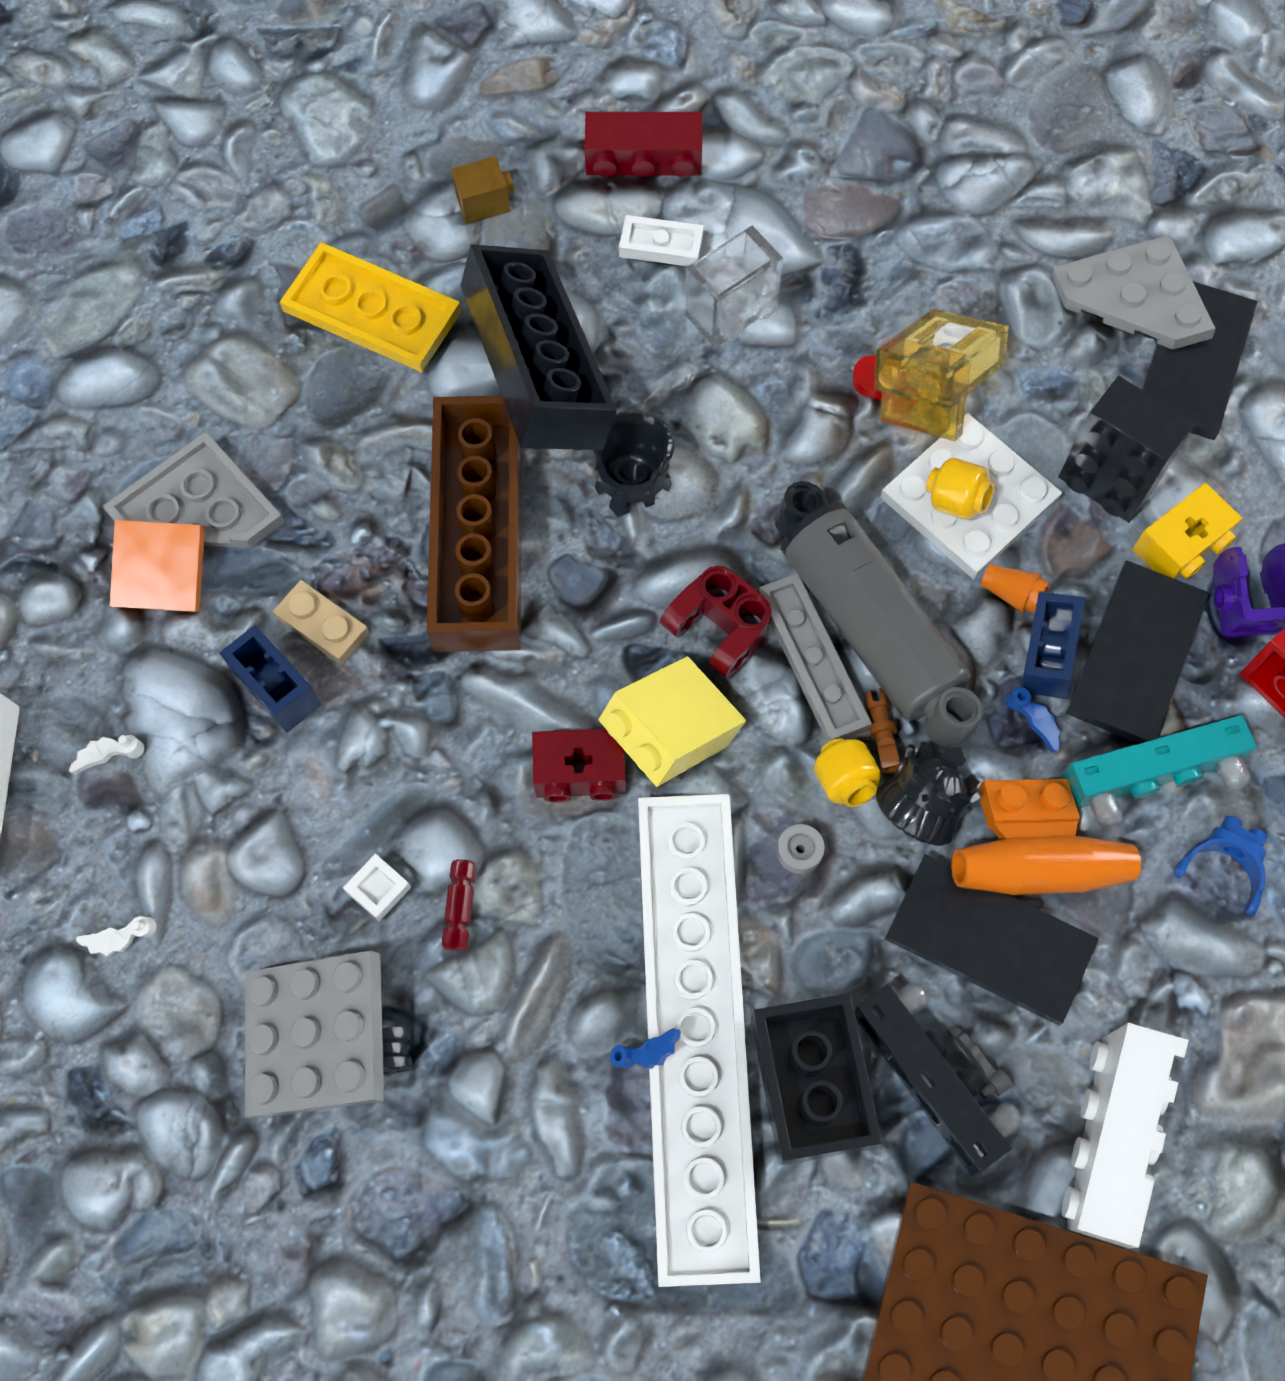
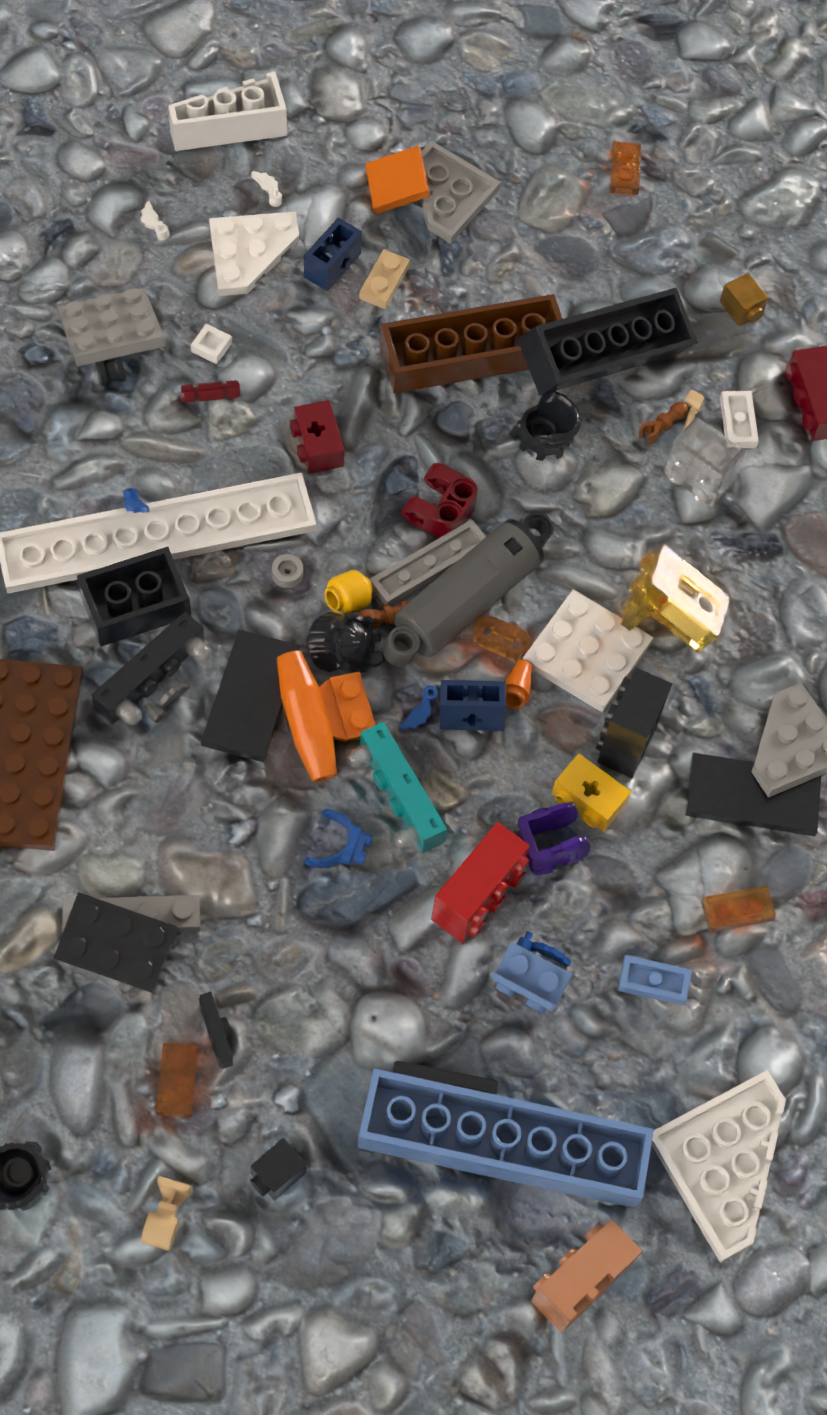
camera: 70 degrees right, 5 degrees down
(211, 802) = (249, 248): none -> white plate
(222, 278) = (625, 168): none -> clear orange plate
(371, 307) = (627, 253): yellow plate -> none
(623, 283) = (694, 402): none -> tan hand
(643, 325) = (663, 422): none -> dark orange piece
(671, 720) = (355, 475): light yellow brick -> none
(948, 597) = (501, 637): none -> clear orange beam
(960, 488) = (577, 626): yellow head -> none
(1121, 1134) = (133, 780): white wedge -> none
(1137, 653) = (486, 768): black tile -> none

